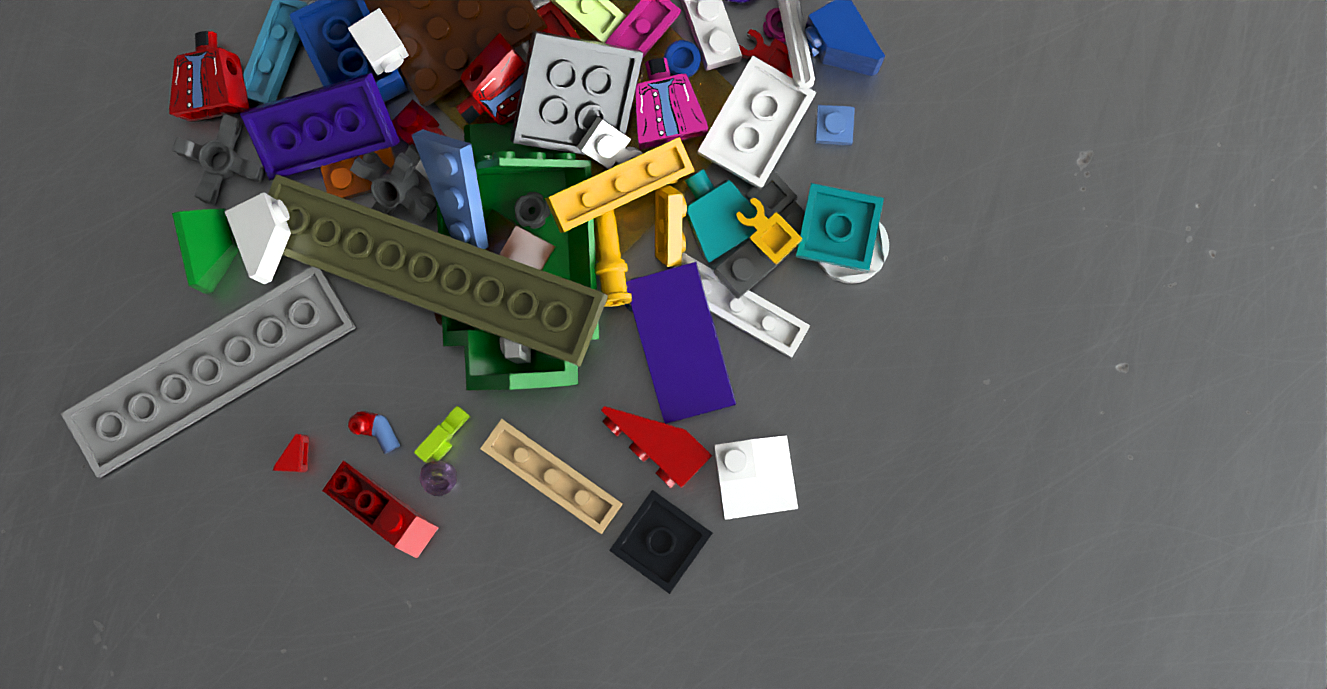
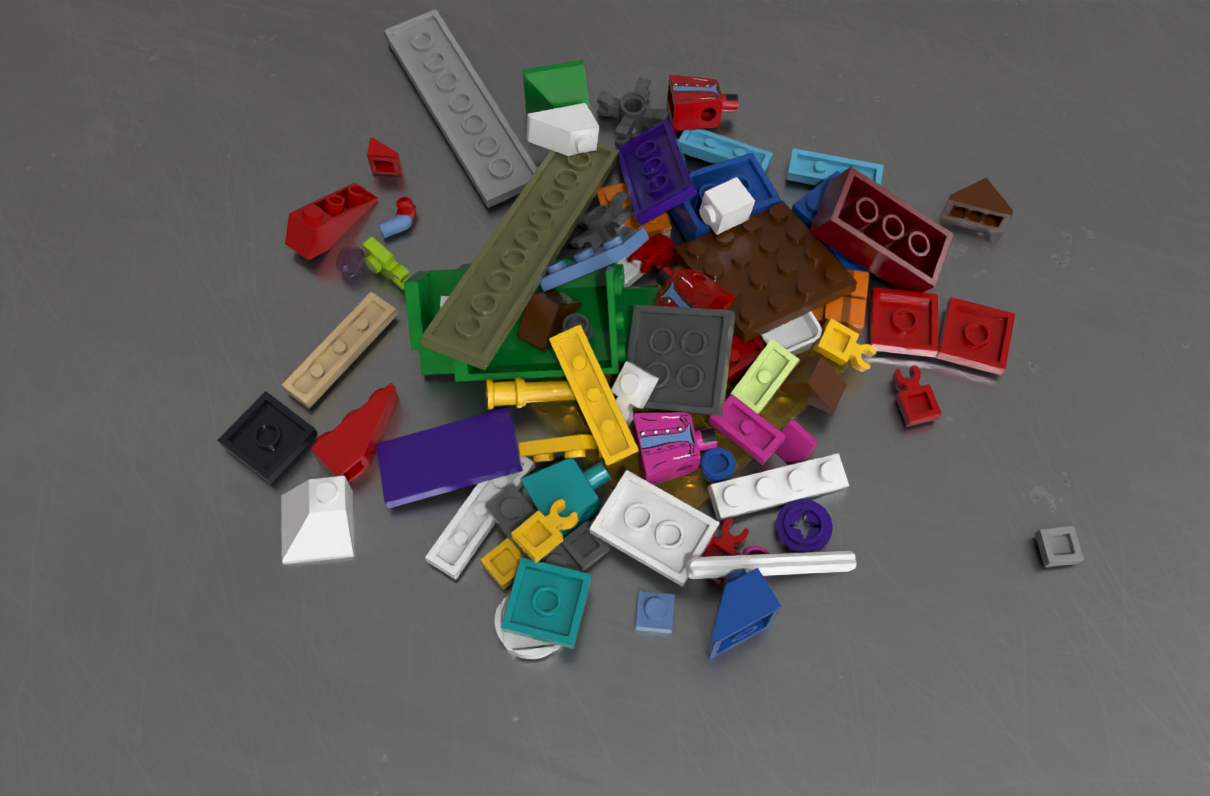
camera: 85 degrees right, 20 degrees down
(792, 276) = (503, 563): none -> yellow plate

